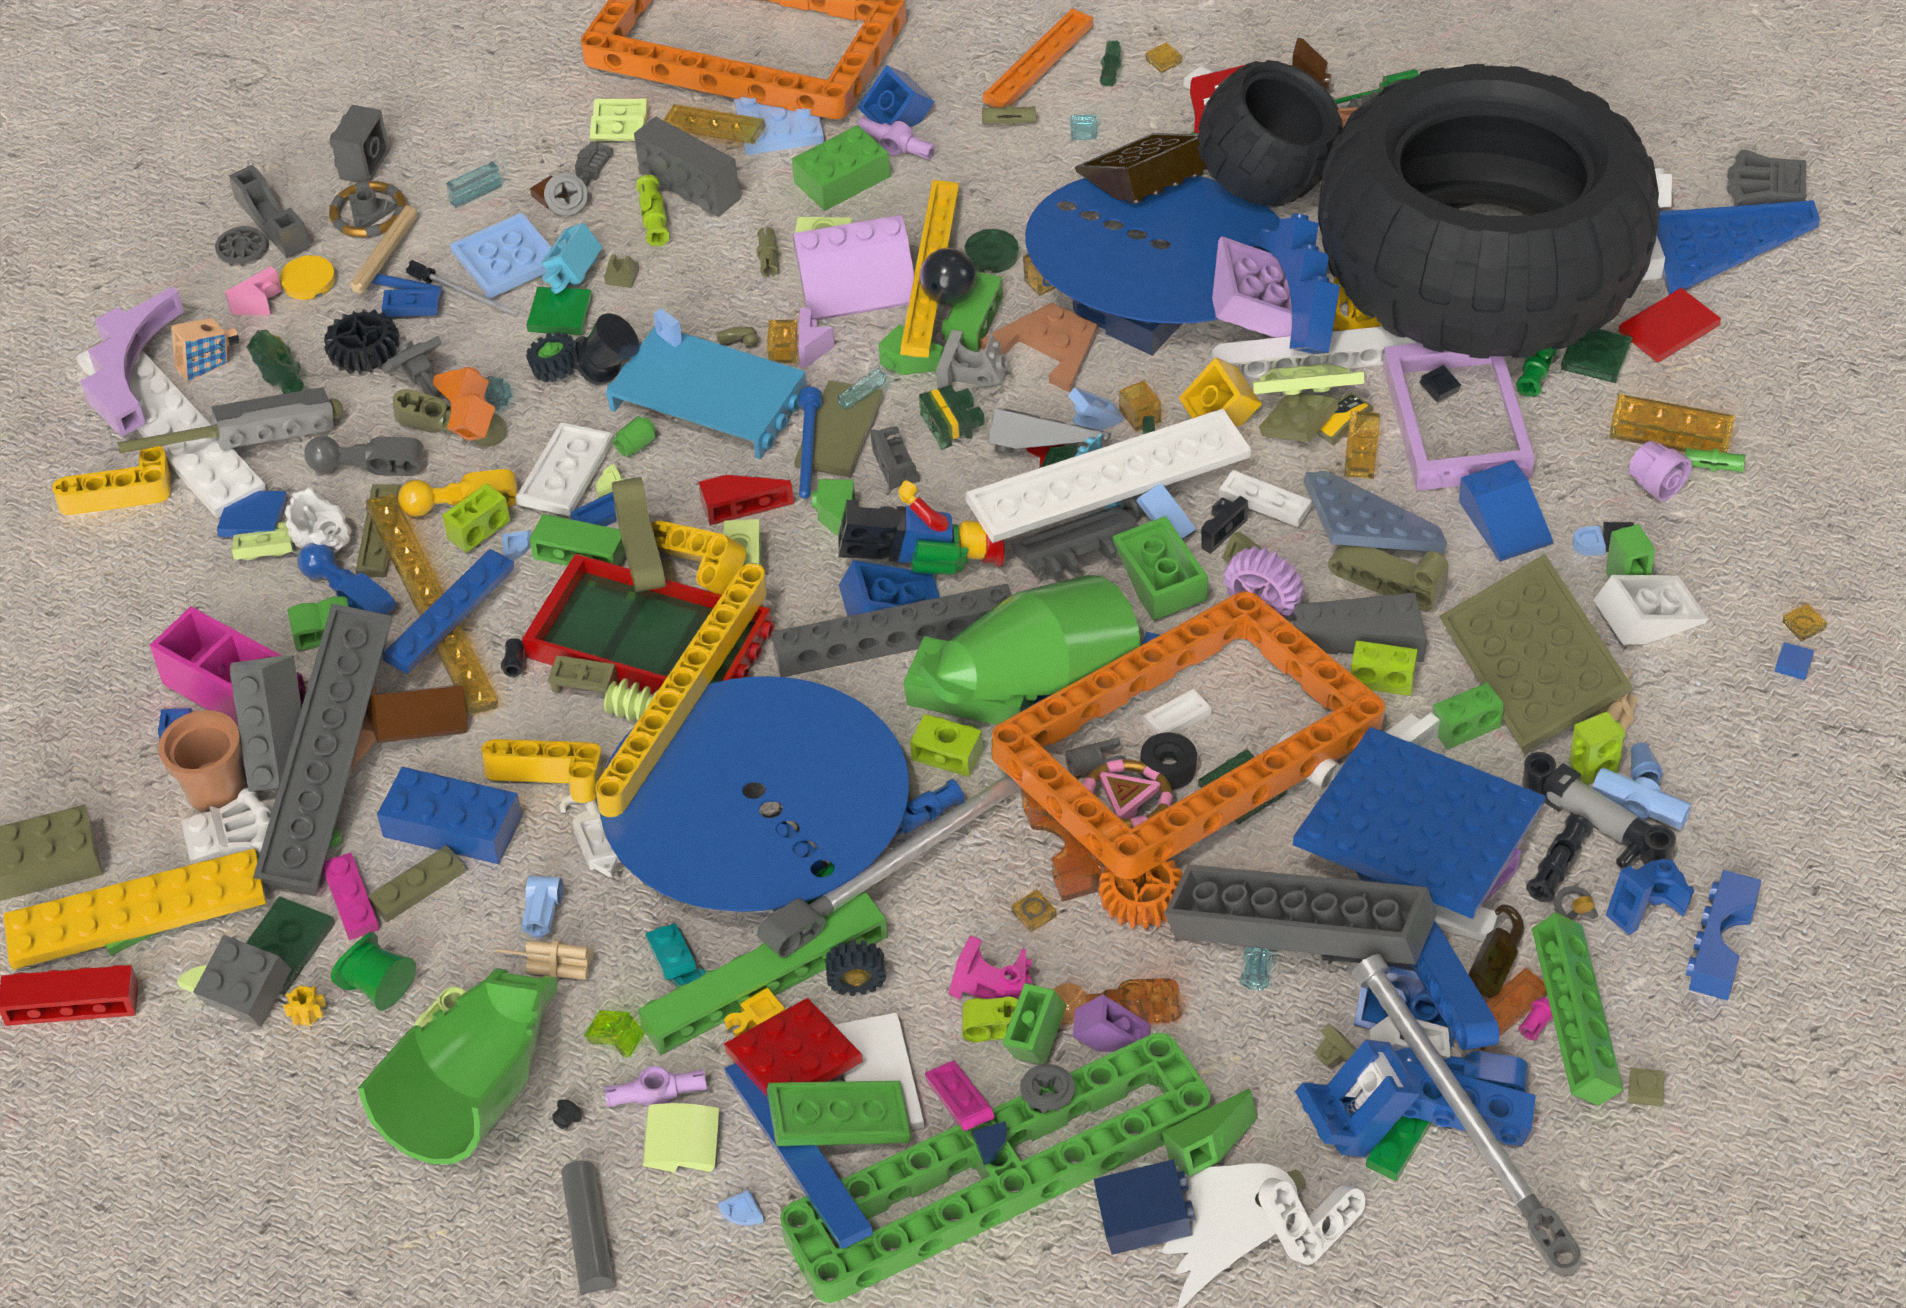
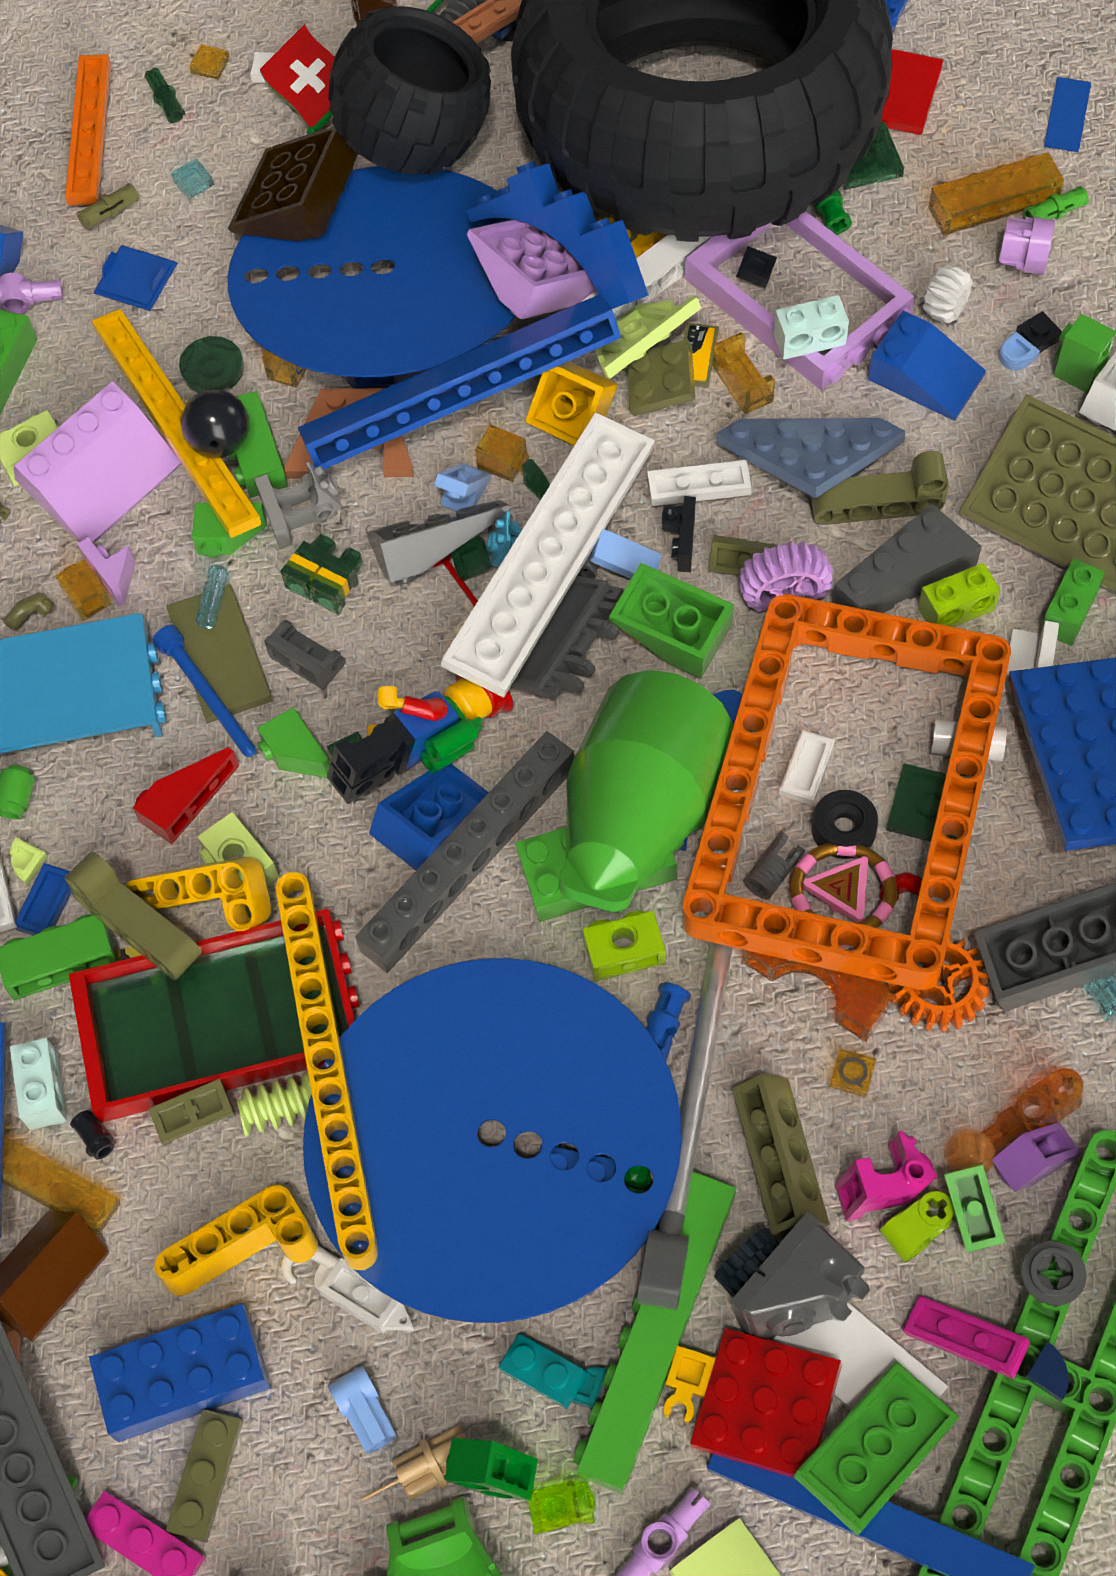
camera: 35 degrees left, 15 degrees up
(504, 608) = (38, 1084): none -> light aqua brick
(585, 973) = (491, 1469): none -> green brick
(870, 990) = (802, 1284): none -> dark grey piece
(934, 921) = (779, 1152): none -> olive brick
(989, 170) = (134, 277): none -> blue piece
(1142, 338) = (460, 382): none -> blue brick
(1428, 432) = (811, 327): none -> light aqua brick
(1564, 470) = (947, 294): none -> white gear
(1790, 405) = (1067, 114): none -> blue sticker

